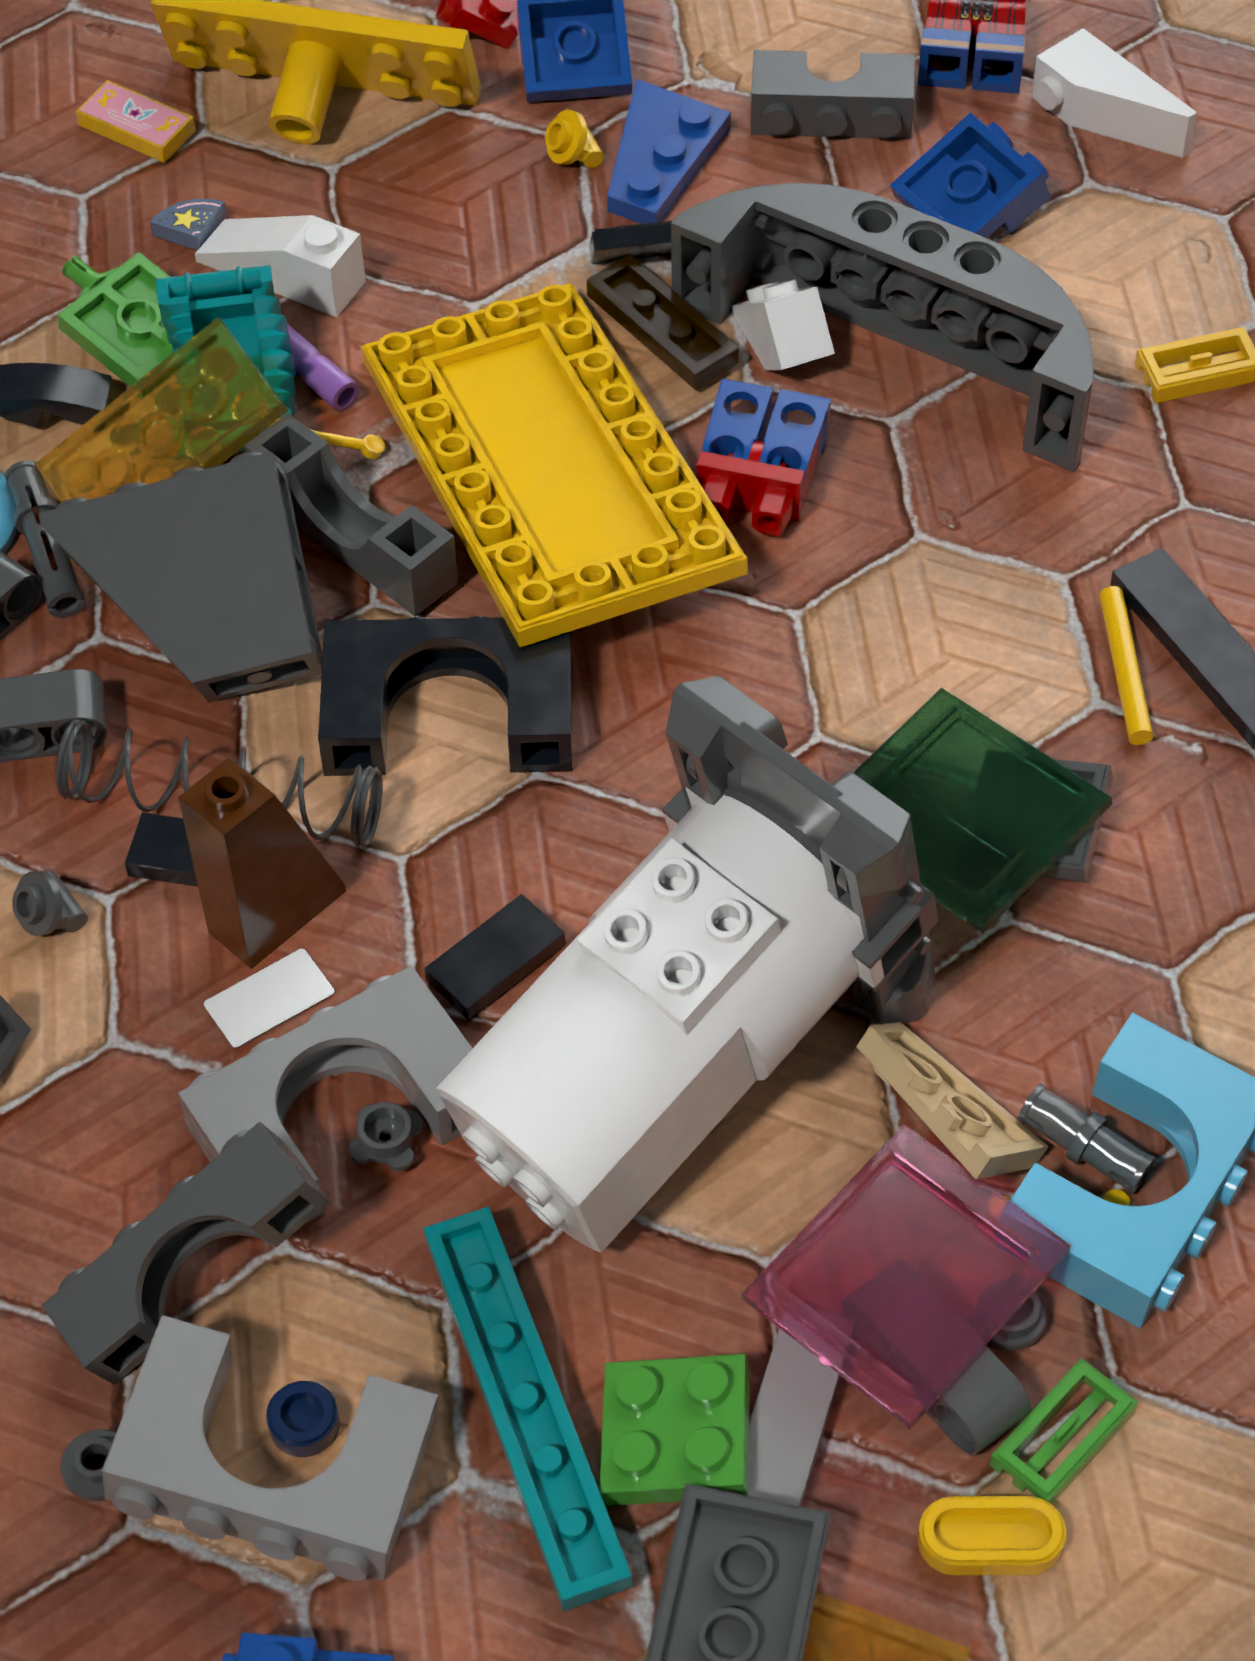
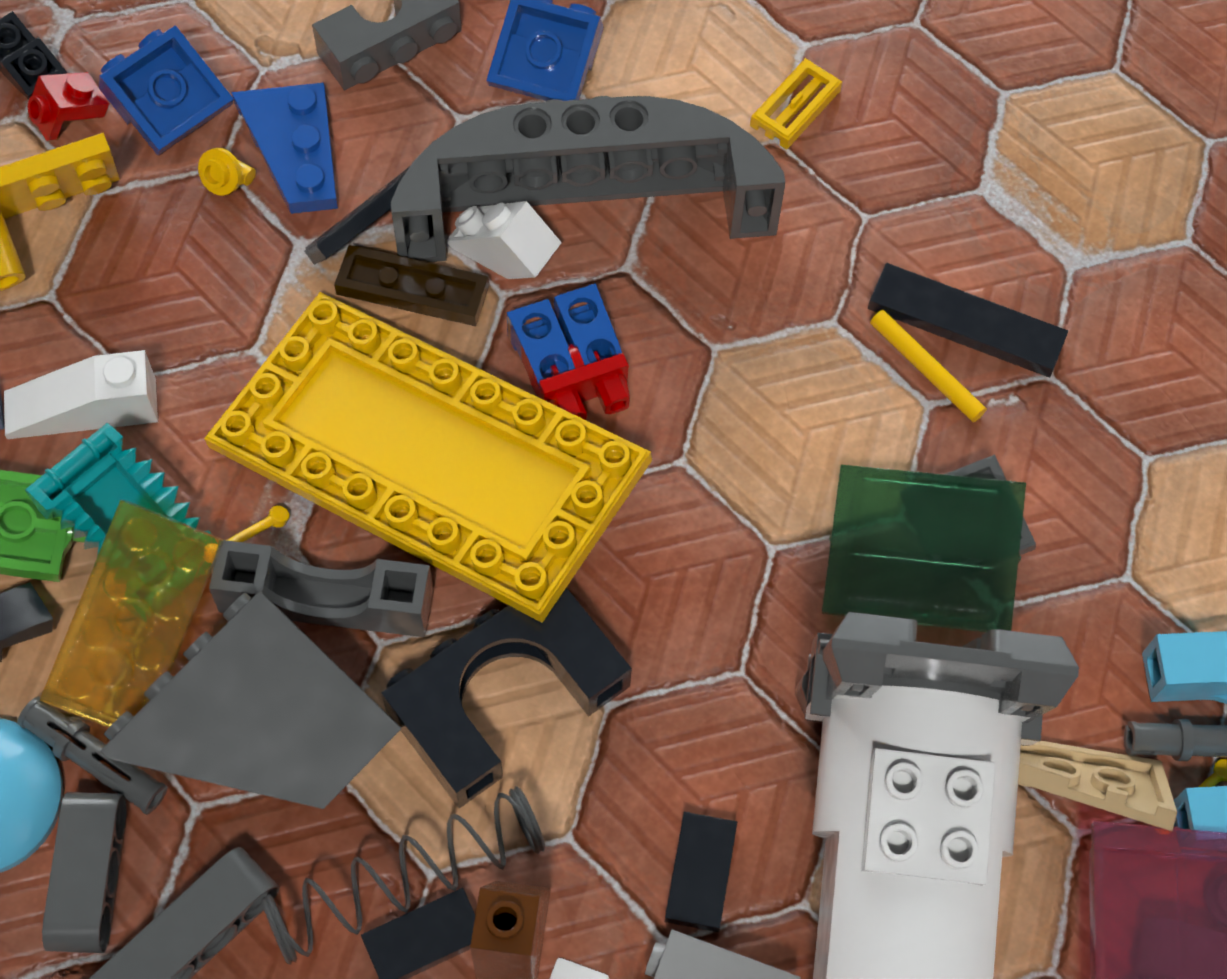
camera: 40 degrees left, 10 degrees up
(322, 374) = (193, 480): medium lavender piece -> none

